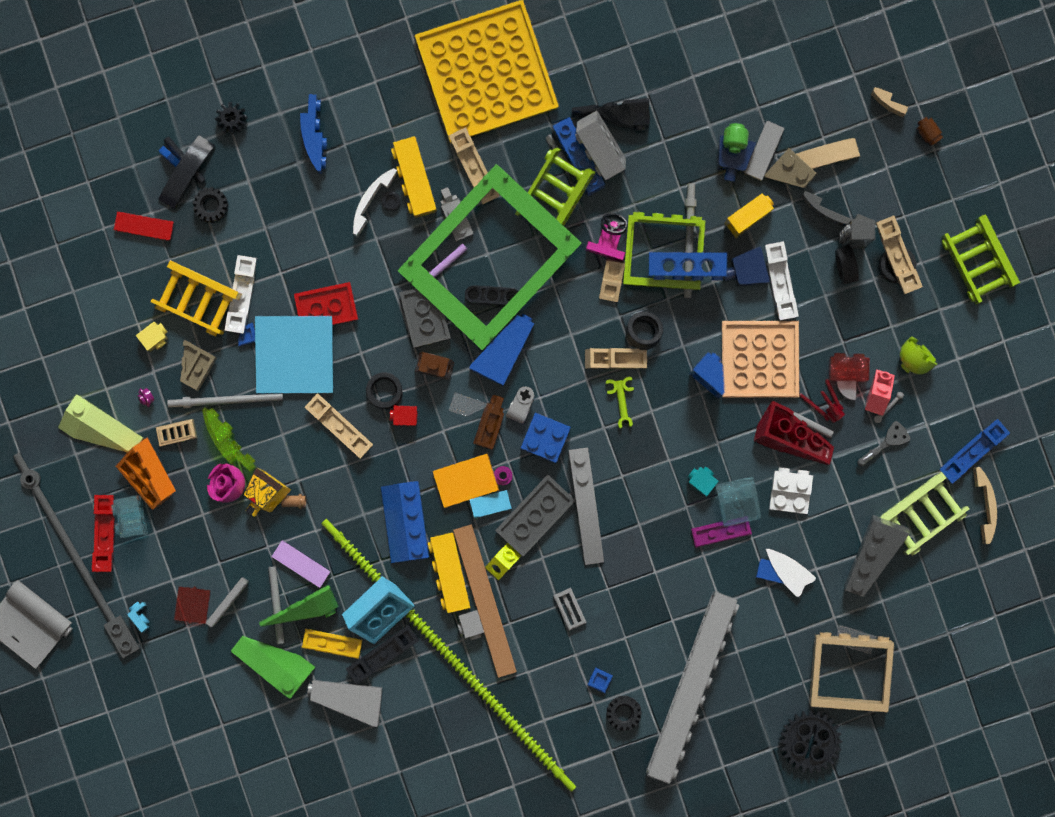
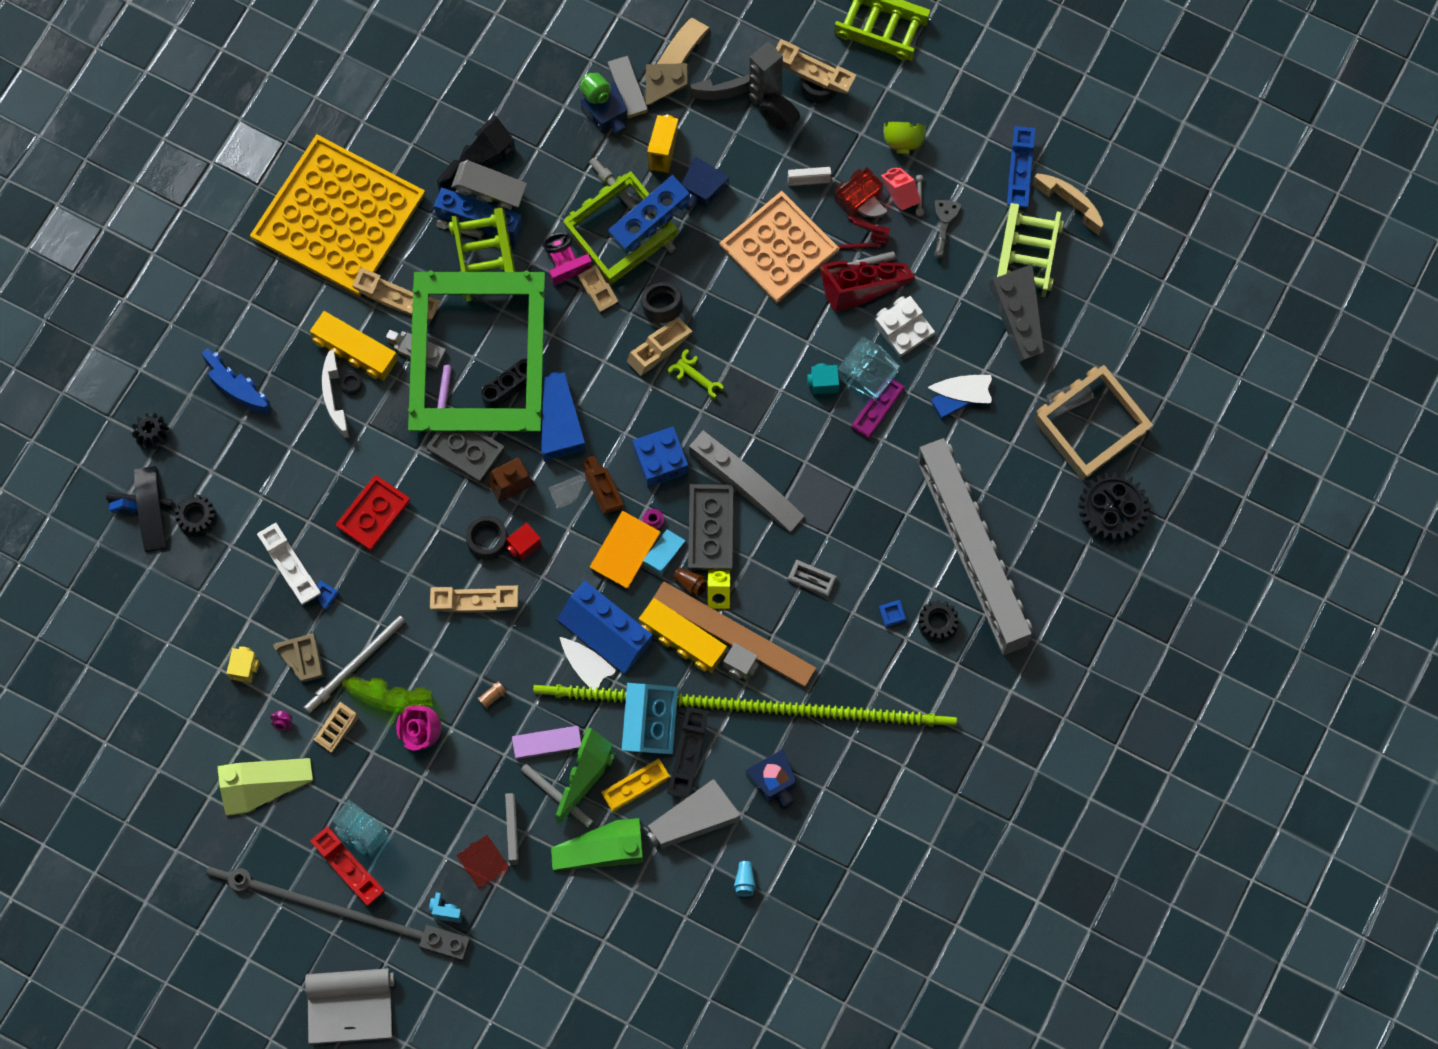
camera: 40 degrees left, 15 degrees down
(143, 226) = (151, 583): red tile -> none
(146, 474) = (339, 780): orange wedge -> none
(211, 287) = (237, 583): yellow fence -> none
(264, 492) = (459, 707): torso -> none
(294, 354) = (381, 573): medium azure tile -> none
(344, 768) = (745, 880): none -> medium azure cone
(374, 533) = (586, 663): none -> white sticker
(422, 721) = (773, 778): none -> dark blue torso
(489, 542) = (690, 581): none -> reddish brown cone
(519, 409) = (615, 451): light grey piece -> none
(710, 374) = (751, 285): blue slope -> none
(781, 280) = (739, 174): white slope -> none
(826, 328) = (809, 176): none -> white tile

